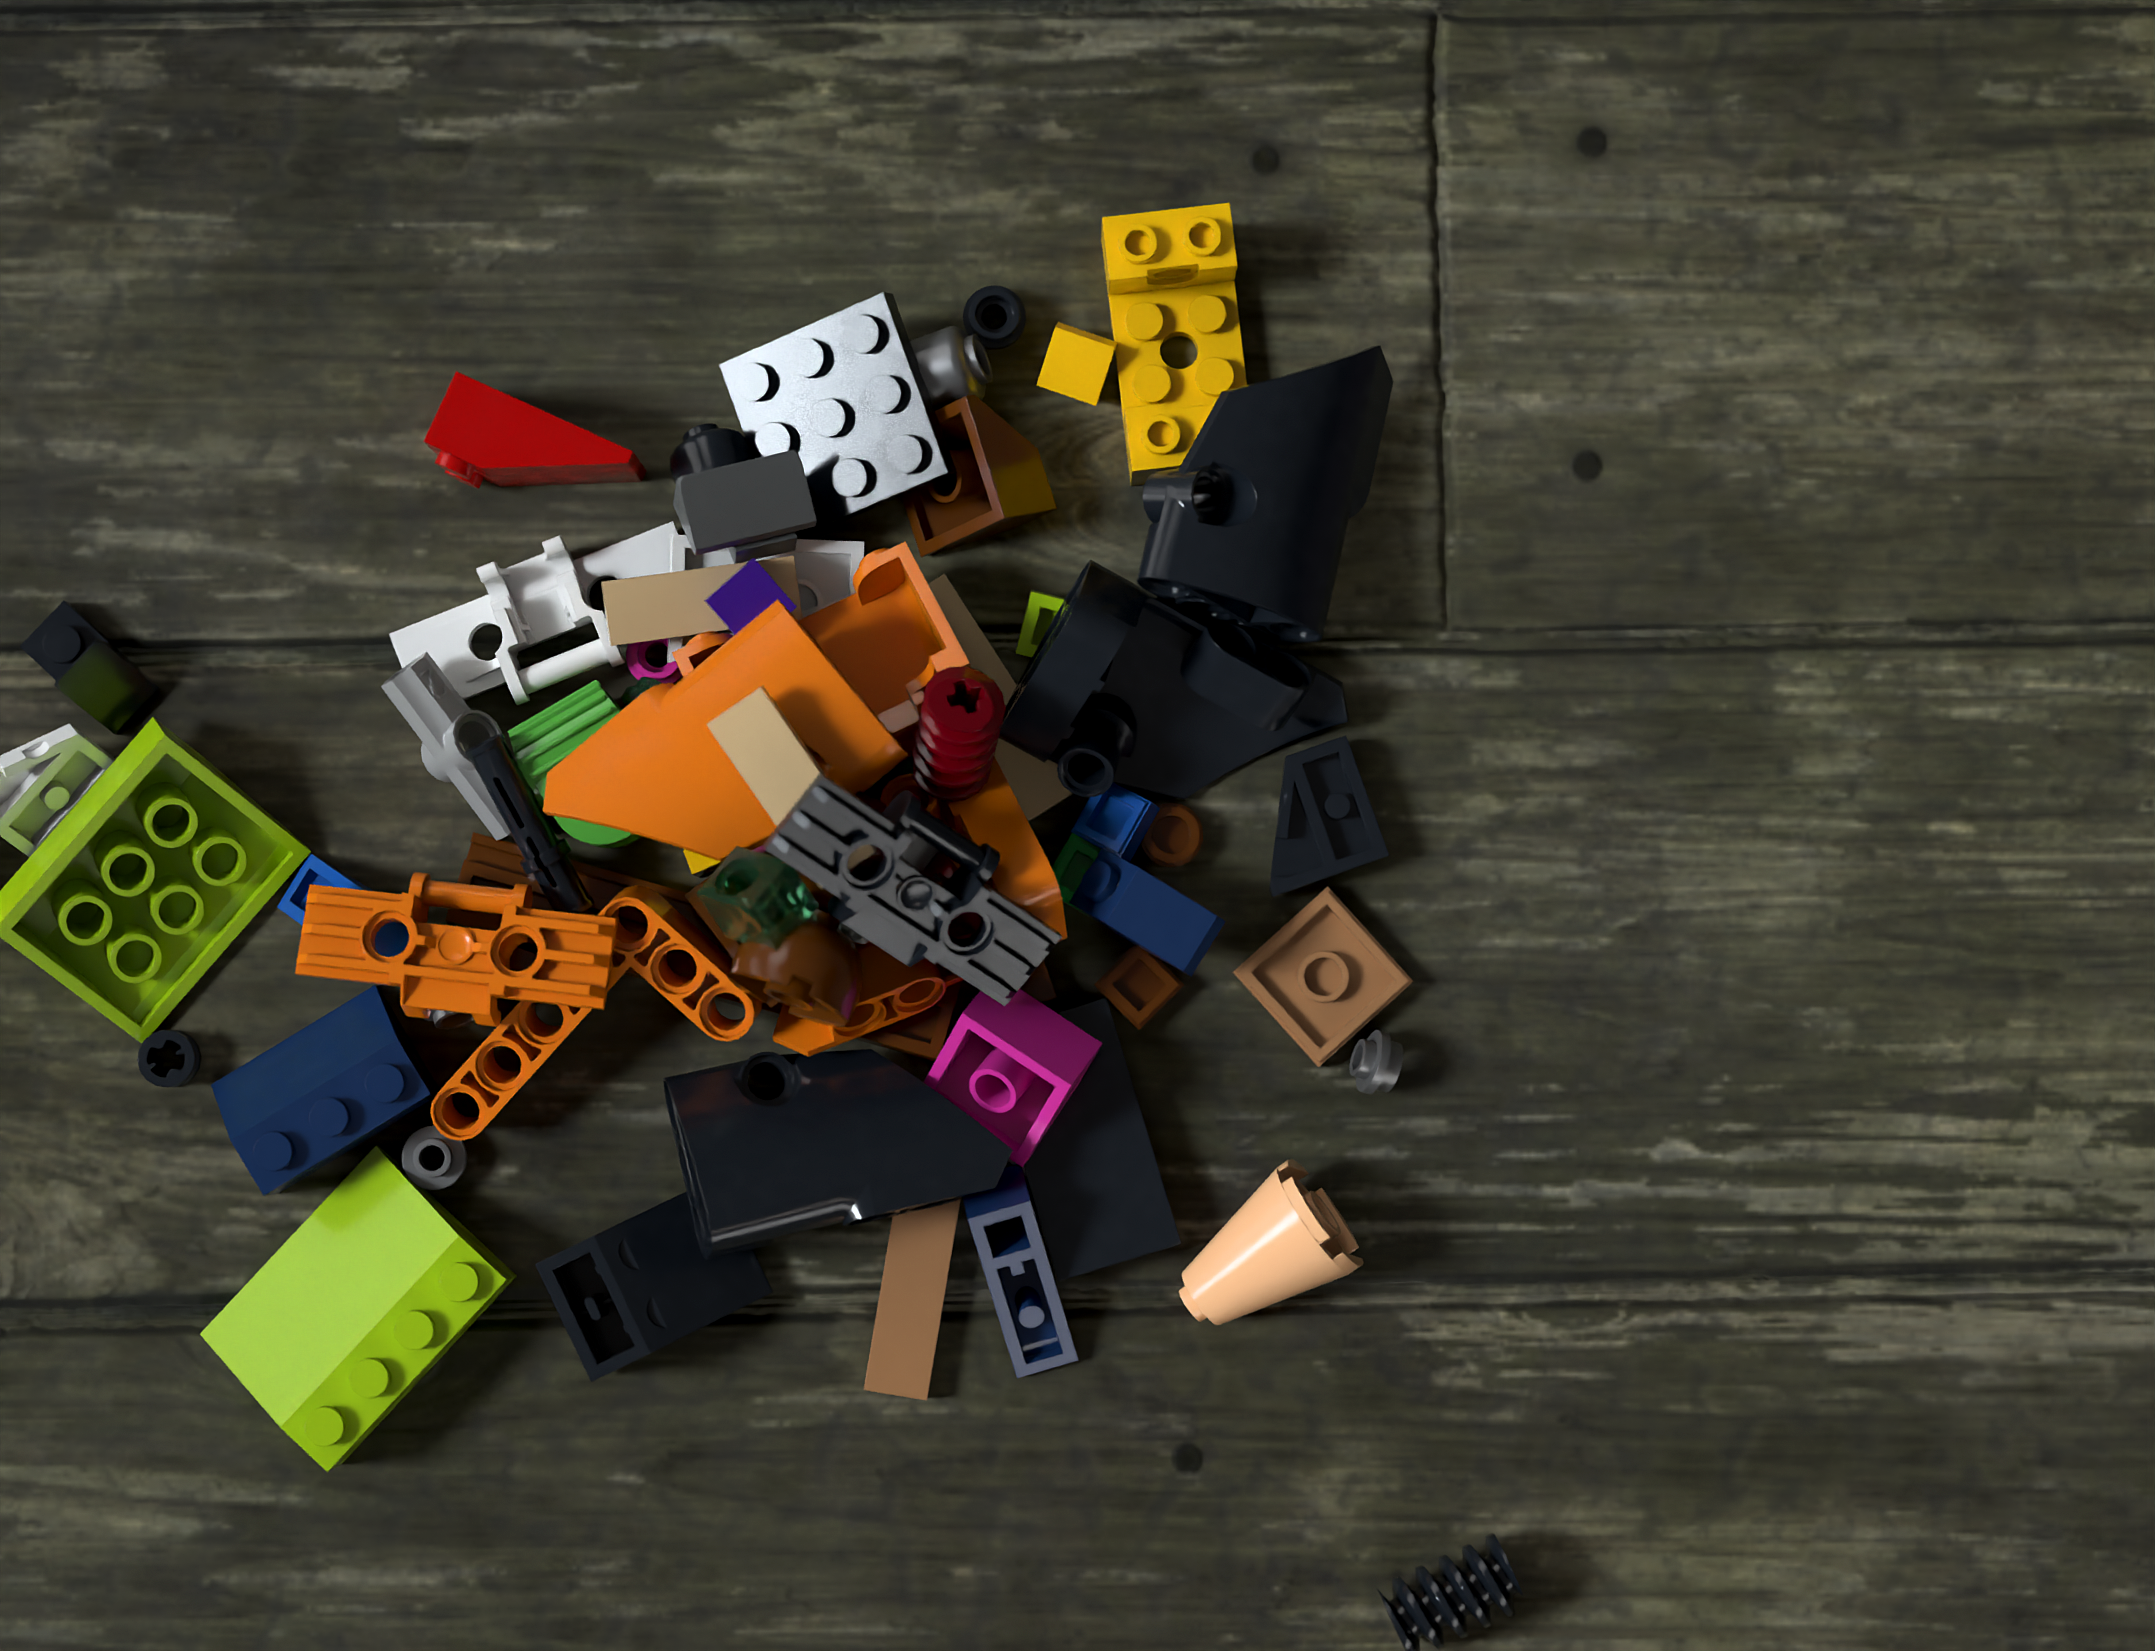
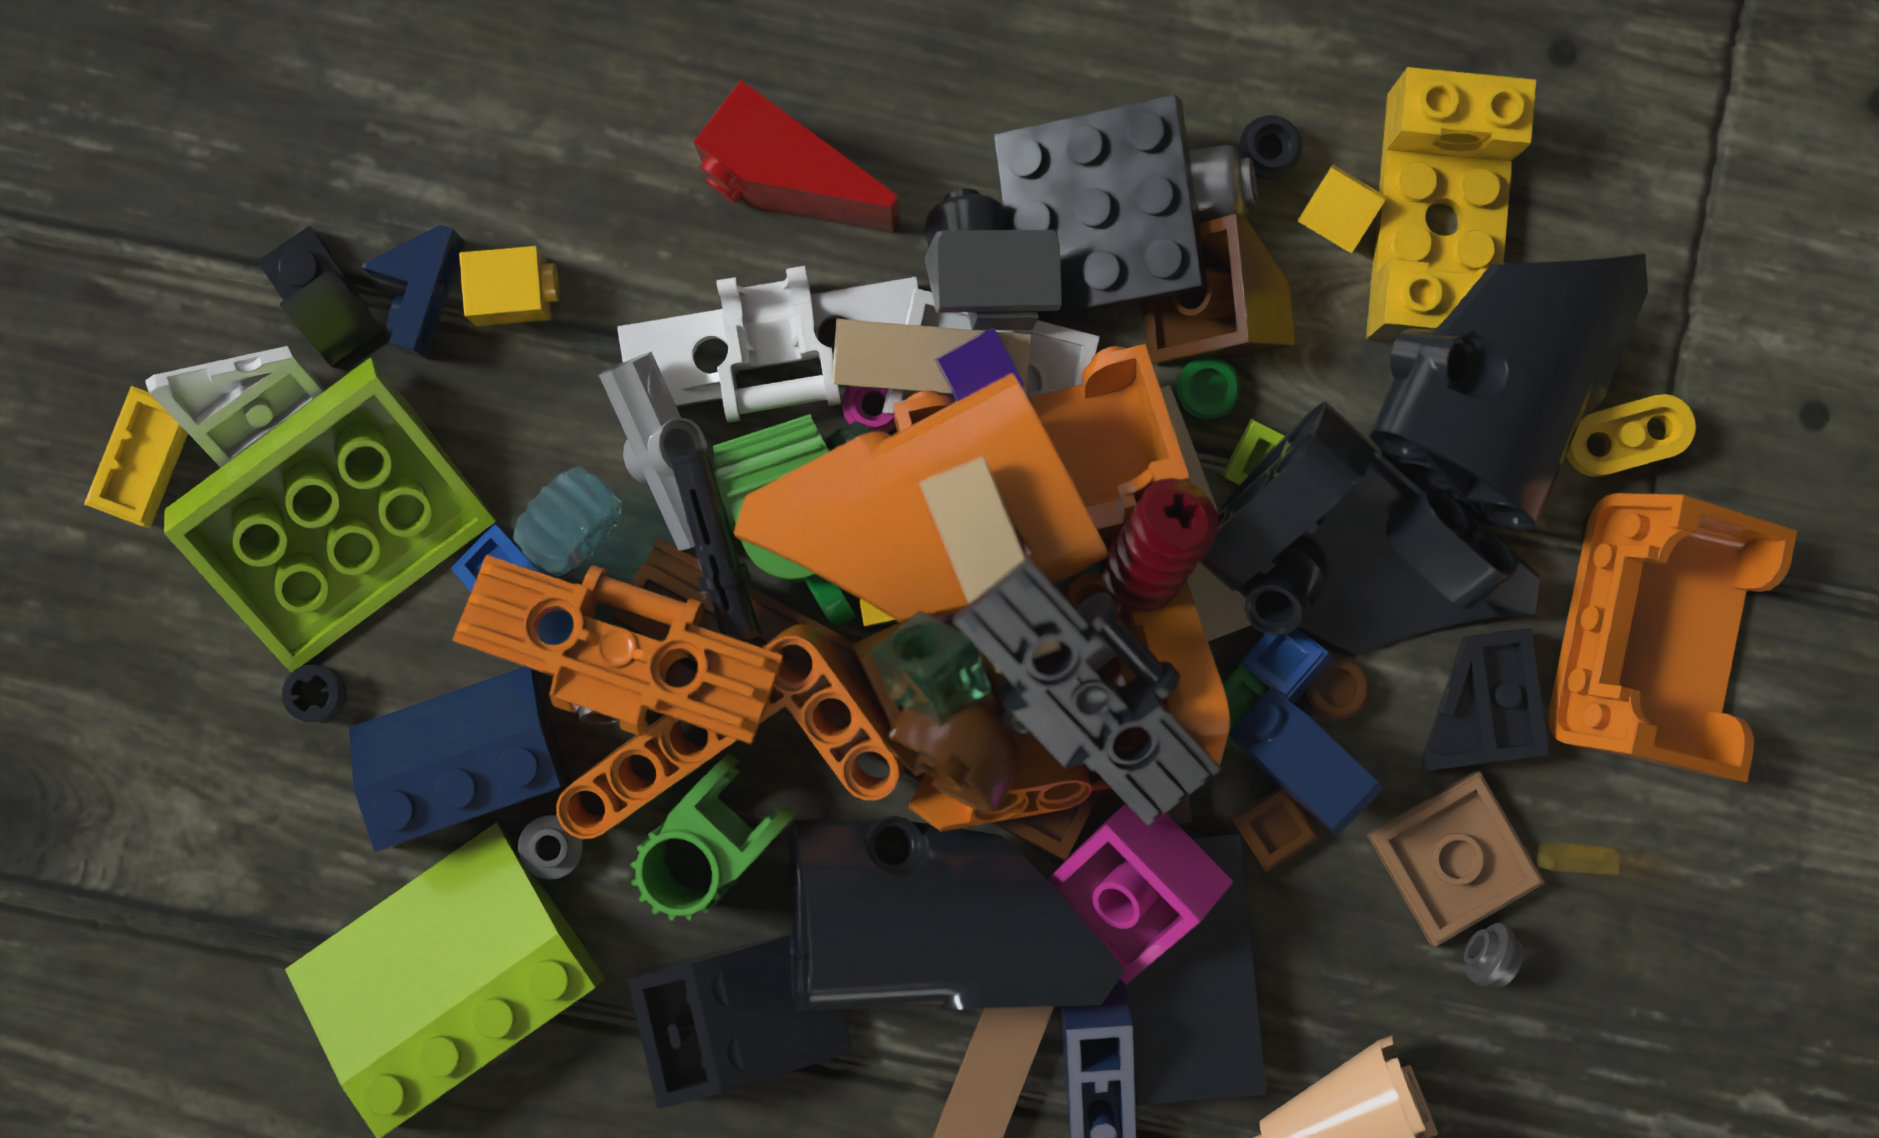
camera: 10 degrees right, 0 degrees up
(190, 620) = (426, 271): none -> dark blue slope
(273, 617) = (508, 285): none -> yellow brick
(381, 835) = (567, 521): none -> clear light blue gear
(594, 1104) = (717, 831): none -> bright green piece
(656, 857) = (830, 600): none -> green tile
(983, 569) = (1207, 389): none -> green tile
(1404, 527) = (1627, 436): none -> yellow plate
(1438, 949) = (1578, 858): none -> clear yellow tile
(1477, 711) = (1660, 630): none -> orange windscreen

